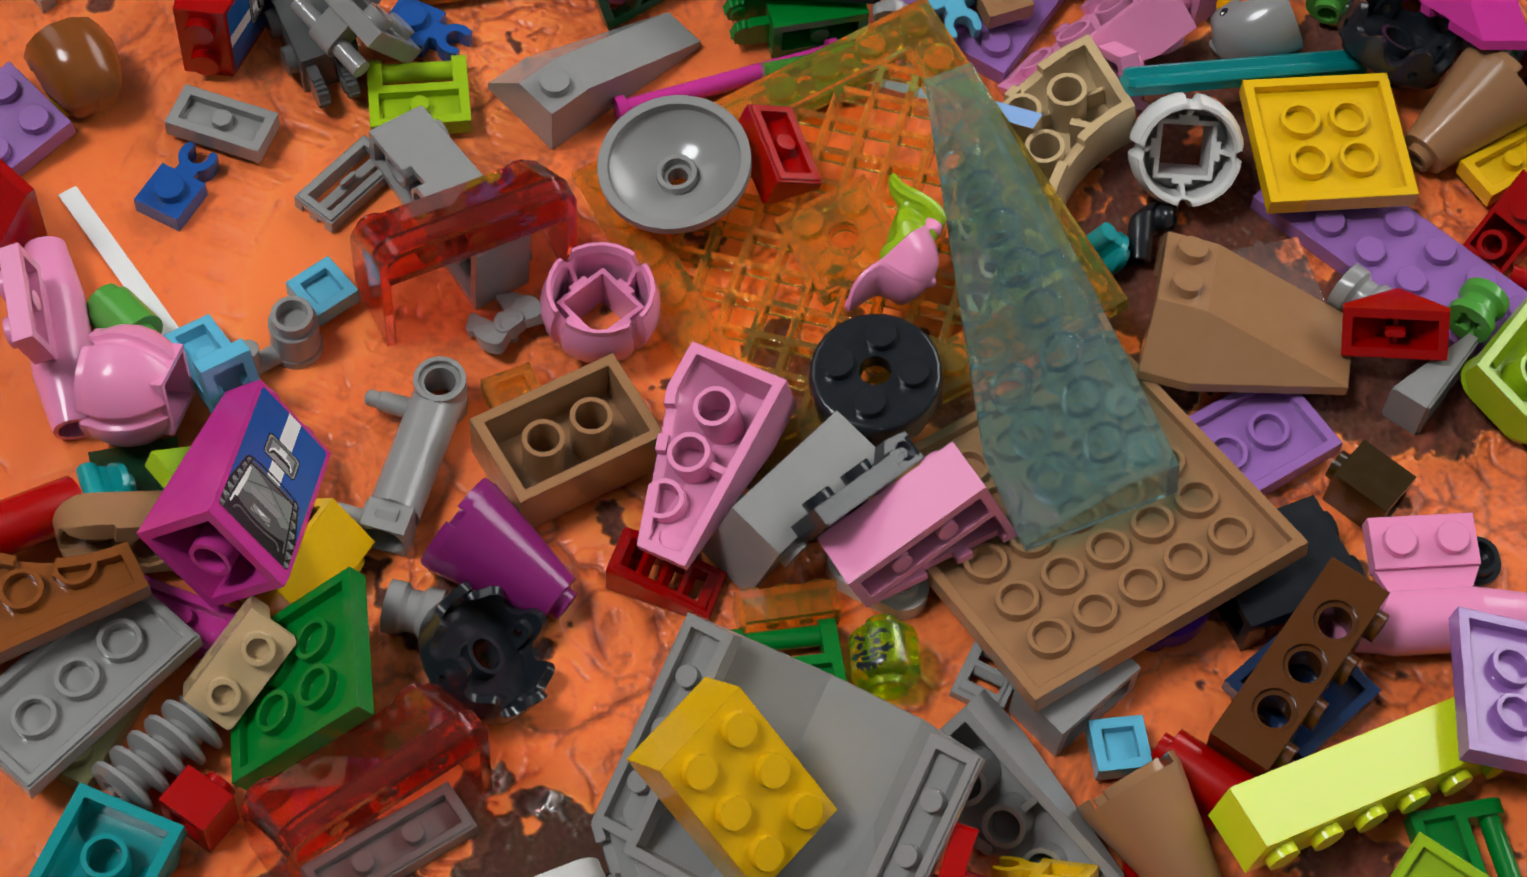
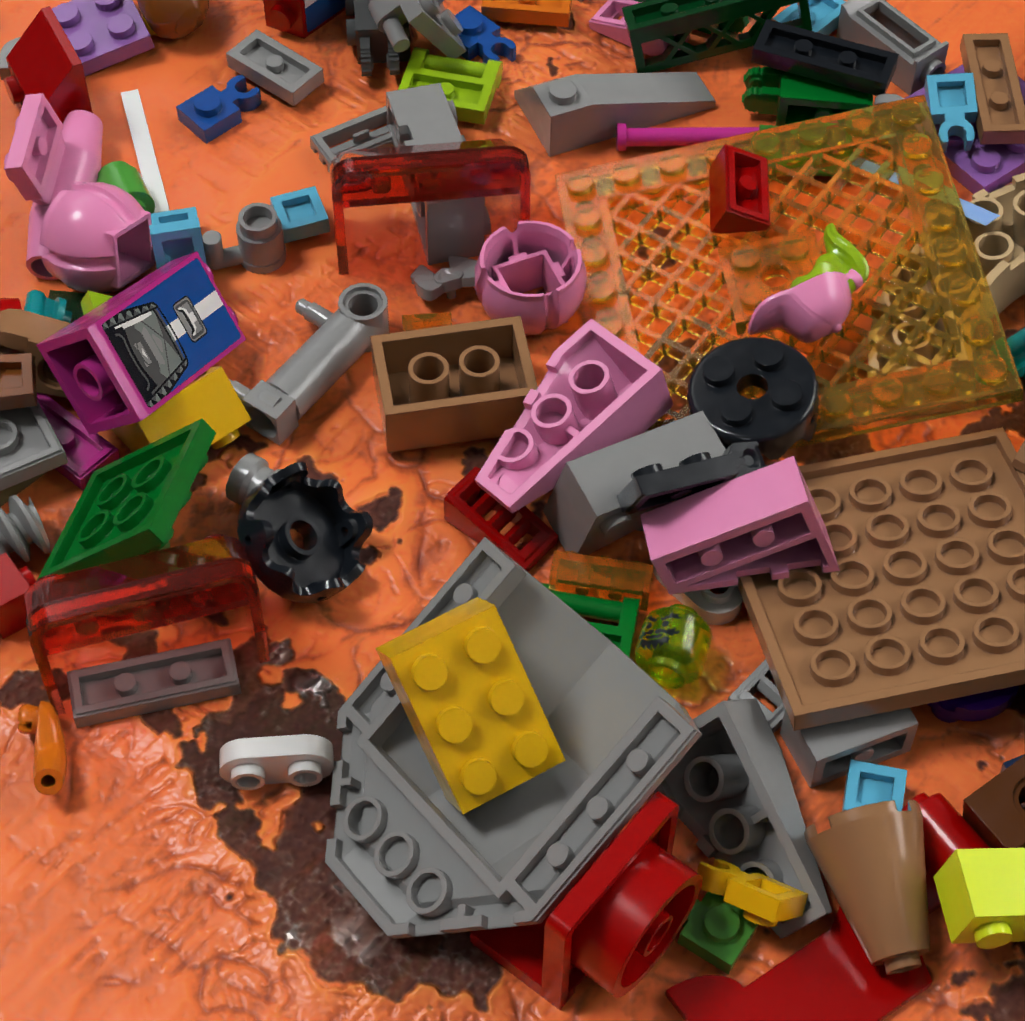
camera: 25 degrees right, 5 degrees down
(238, 664) = (82, 480): tan bracket -> none
(498, 547) = (353, 447): magenta cone -> none
(669, 142) = (639, 177): light grey dish -> none
(1047, 373) = (917, 442): clear light blue wedge -> none

